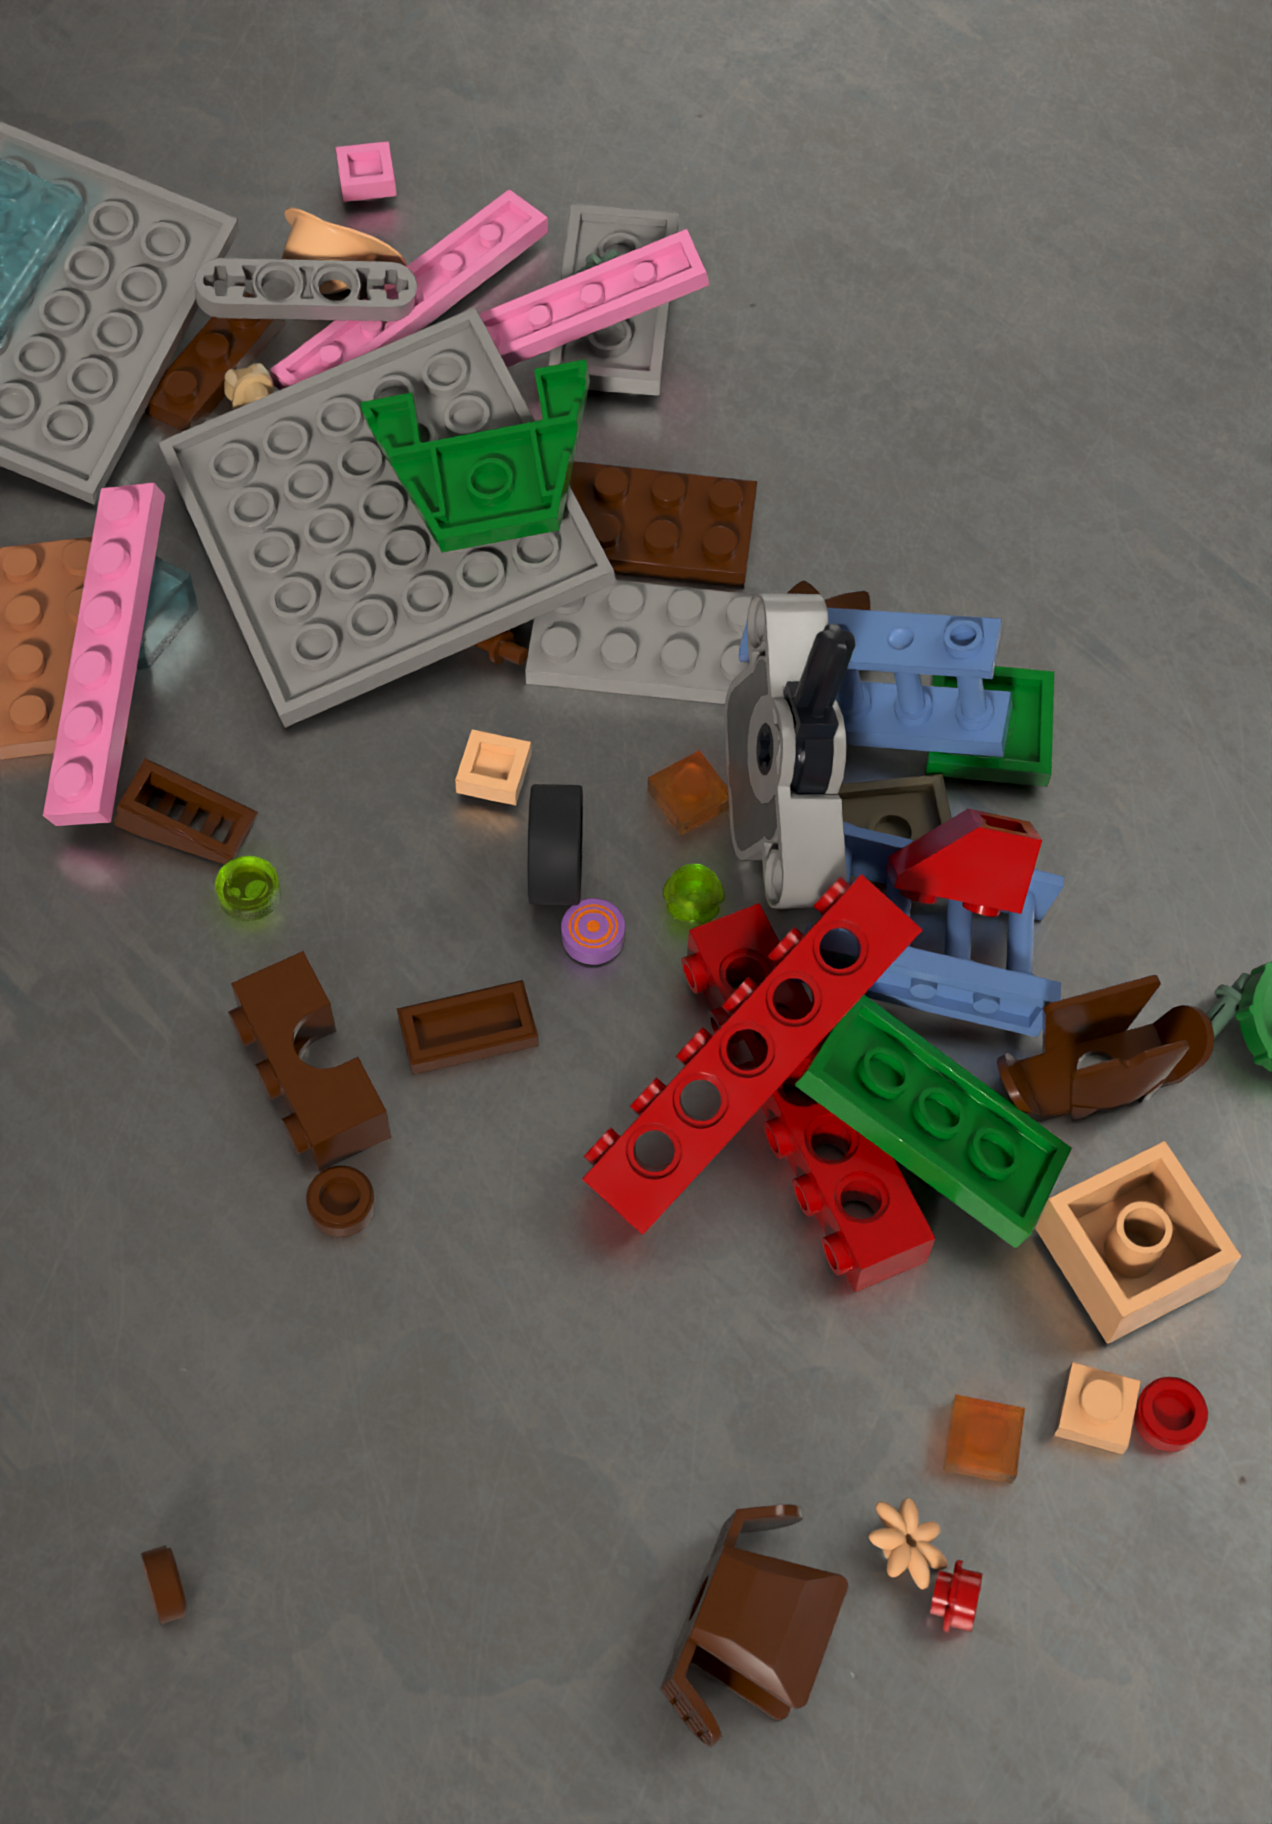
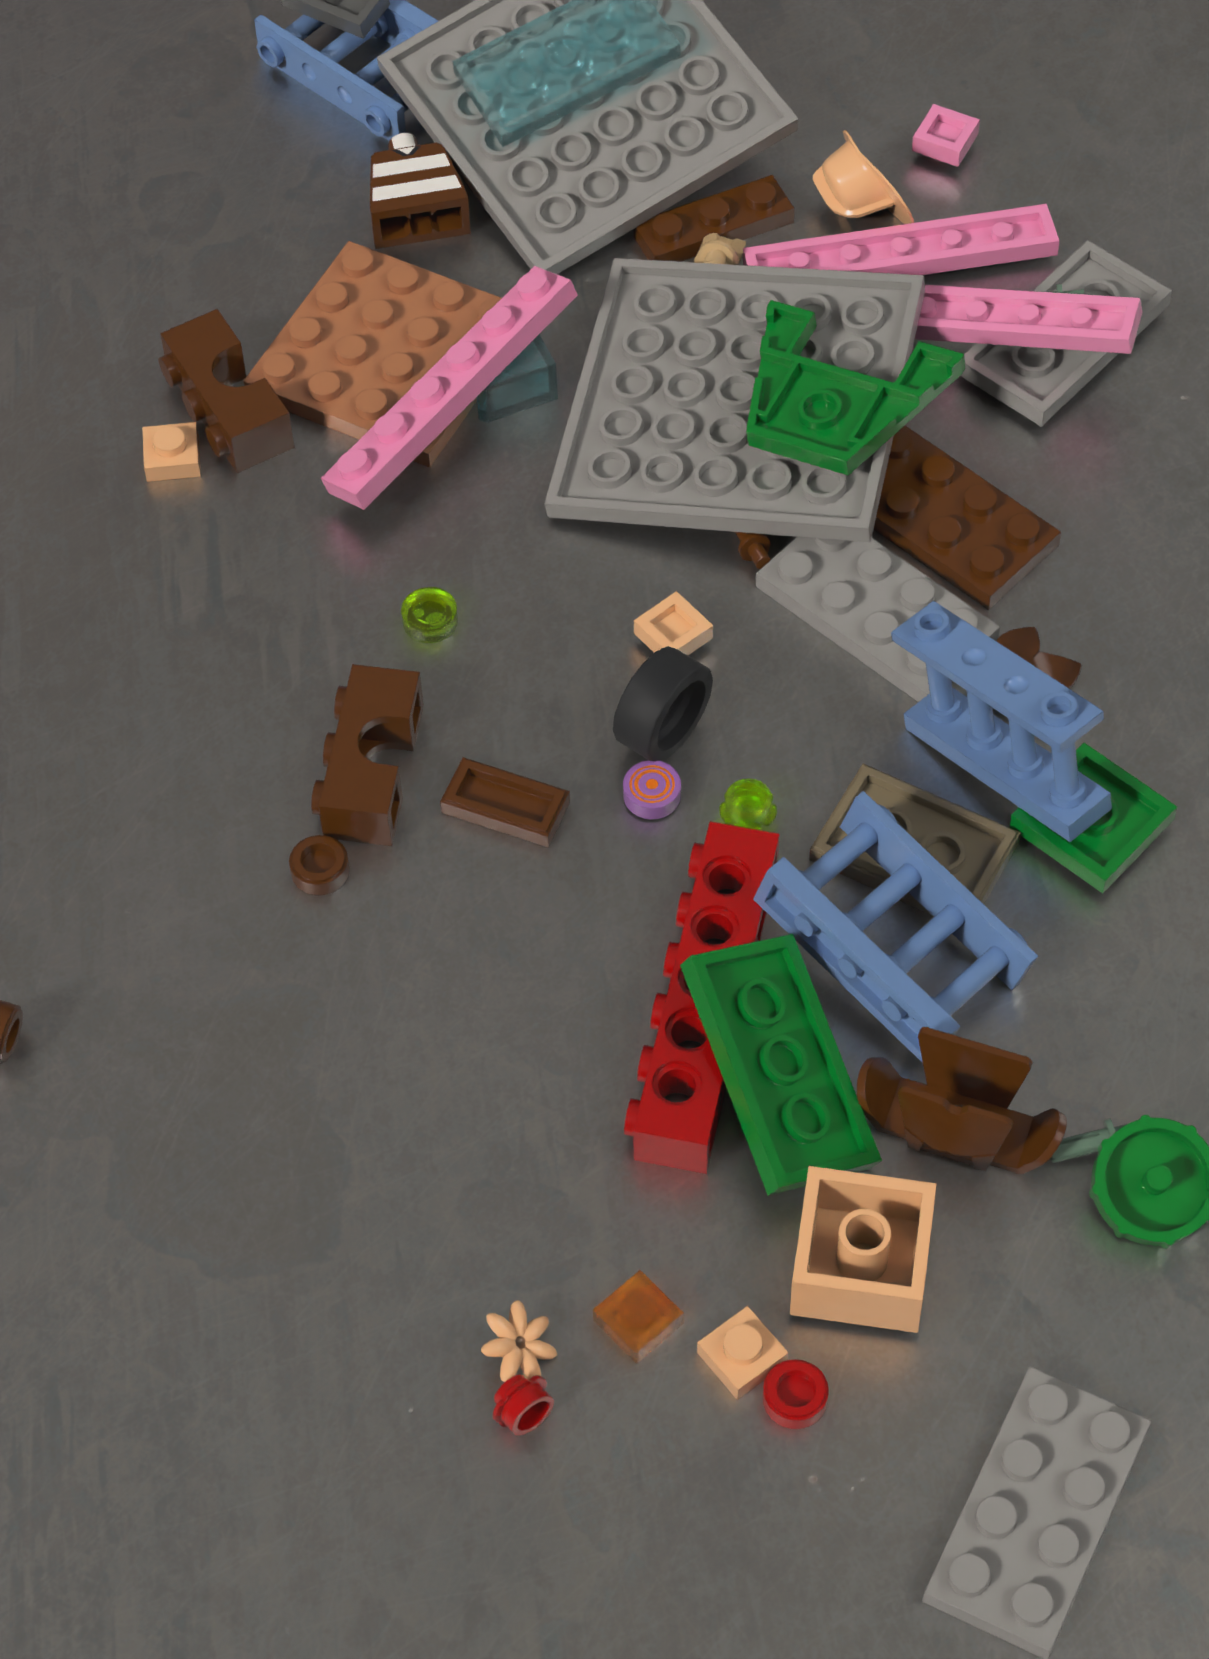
camera: 40 degrees right, 5 degrees down
(174, 788) = (420, 499): reddish brown slope -> none
(306, 300) = (815, 192): light grey beam -> none
(646, 1192) = (816, 892): red brick -> none
(689, 792) = (811, 734): clear orange plate -> none
(754, 1626) = (360, 1310): reddish brown piece -> none
(789, 747) = (864, 720): light grey piece -> none
(971, 860) = (956, 891): red slope -> none

